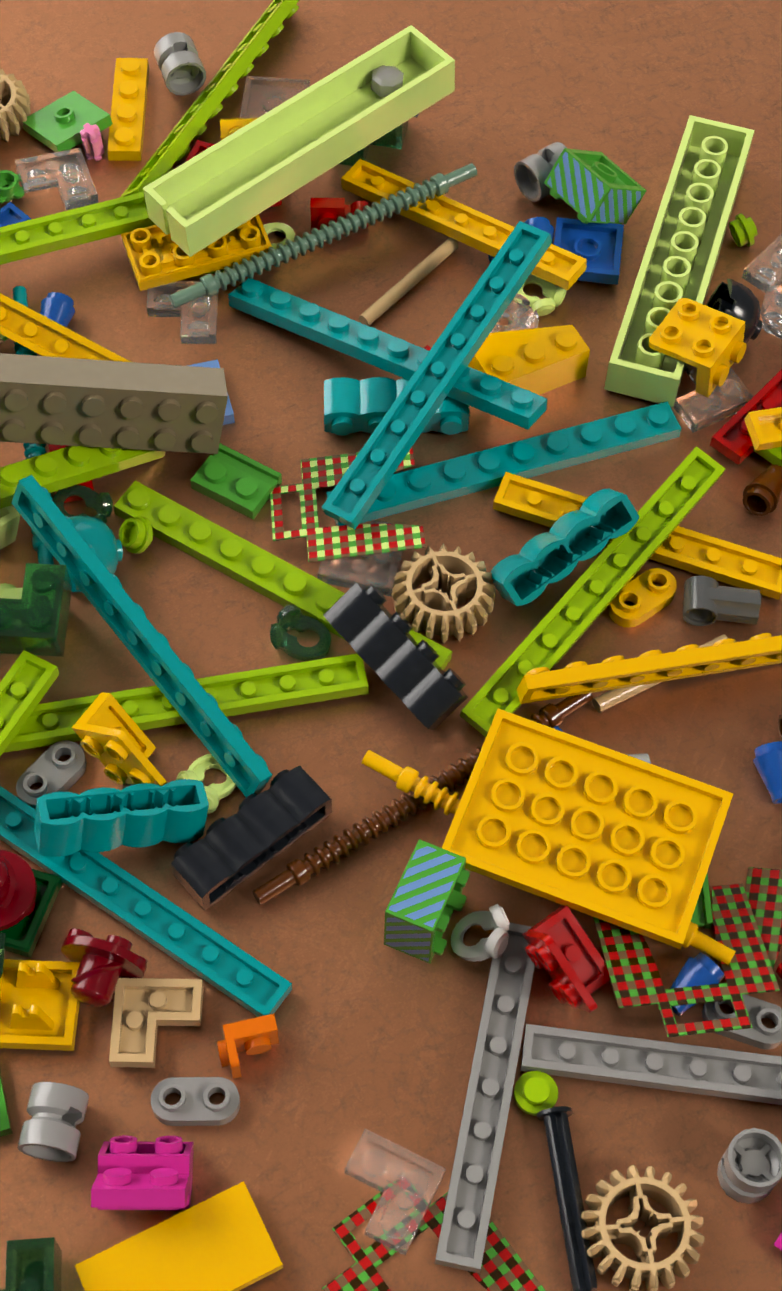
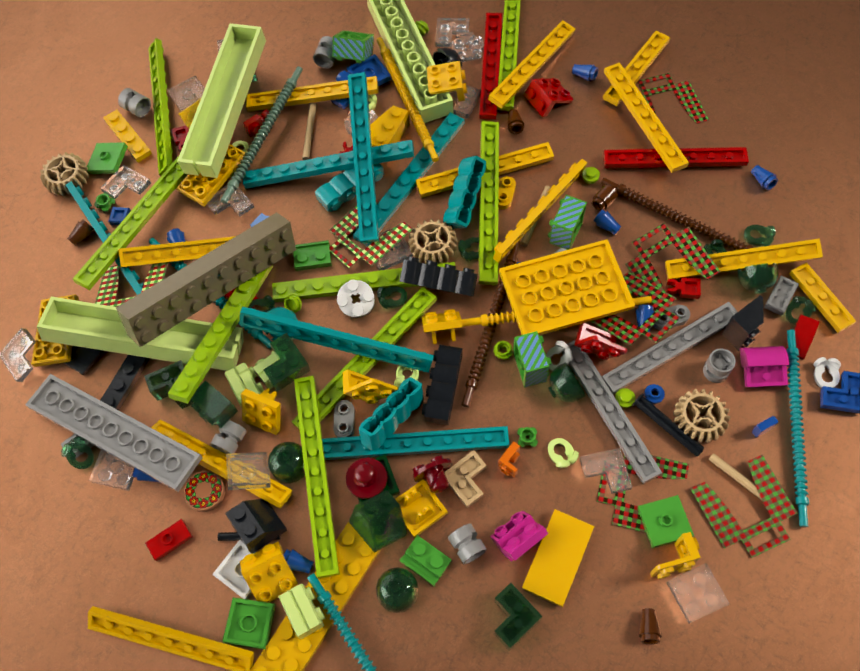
camera: 30 degrees left, 5 degrees up
(92, 142) = (126, 158): bright pink piece -> none
(194, 1105) = (509, 495): light grey plate -> none
(219, 586) = (366, 296): none -> white plate
(311, 1016) = (527, 431): none -> bright green plate
(327, 725) = (448, 320): none -> yellow plate
(359, 1109) = (569, 451): none -> yellowish green piece
(386, 80) = (237, 53): light grey tile -> none
(394, 845) = (503, 345): none -> lime plate
(449, 989) = (565, 385): none -> clear green cylinder
(491, 634) = (463, 245): none -> clear green piece
(587, 1137) = (650, 397): none -> blue plate
(595, 371) = (407, 99): none -> yellow hose
(698, 719) = (567, 222): none -> bright green container
(708, 602) = (531, 177): dark grey piece -> none

